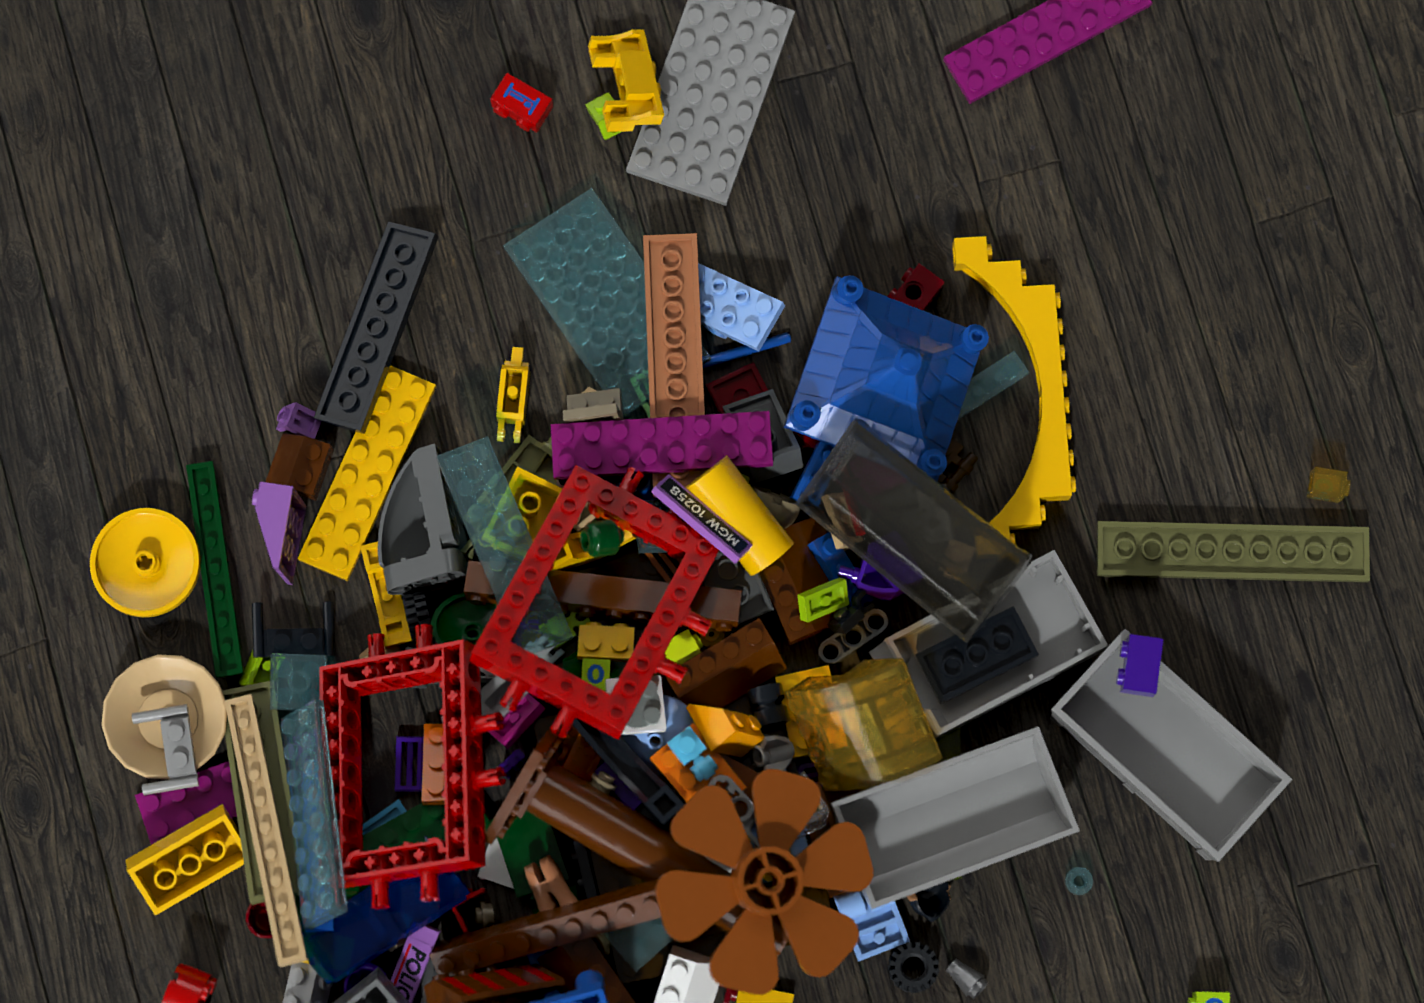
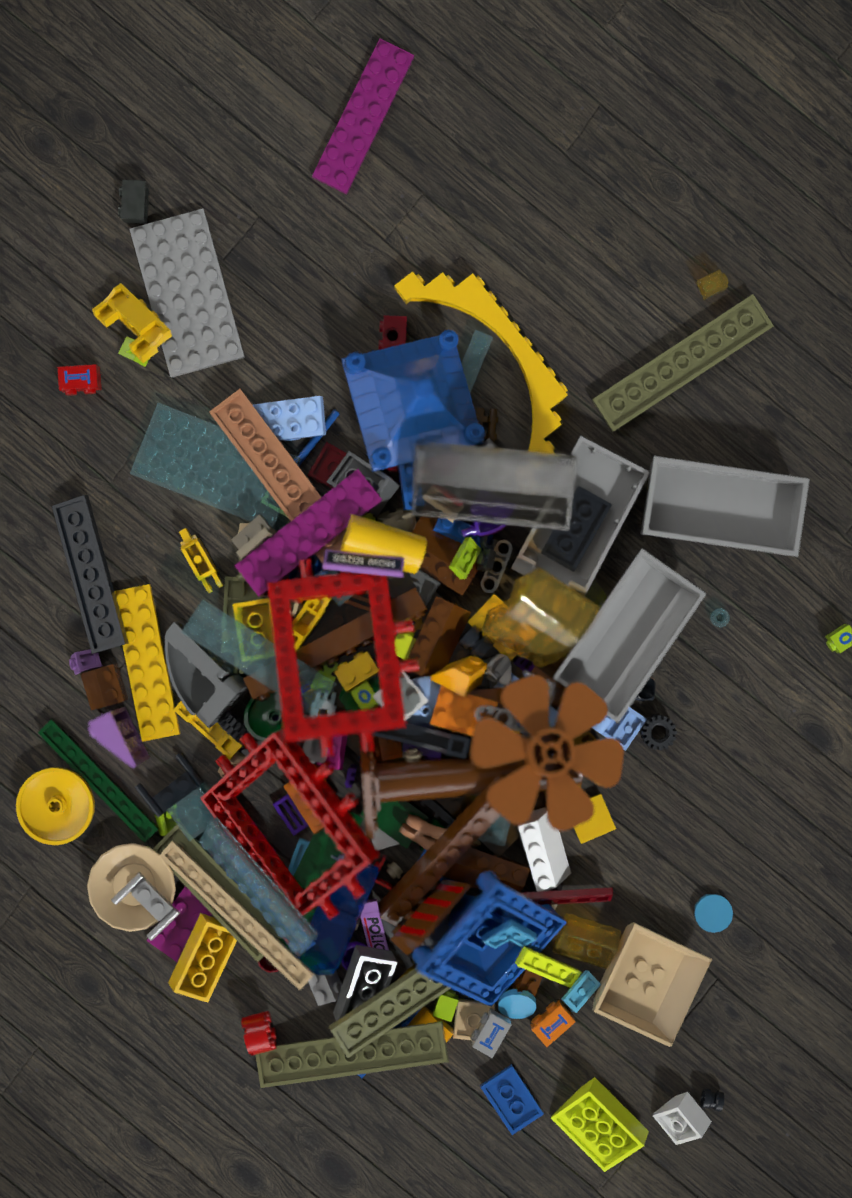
camera: 30 degrees left, 10 degrees up
(601, 538) = (314, 618): dark green head -> none
(688, 748) = (449, 704): medium azure plate -> none
(967, 979) = (693, 717): flat silver cone -> none
(1140, 665) = (679, 473): dark purple brick -> none

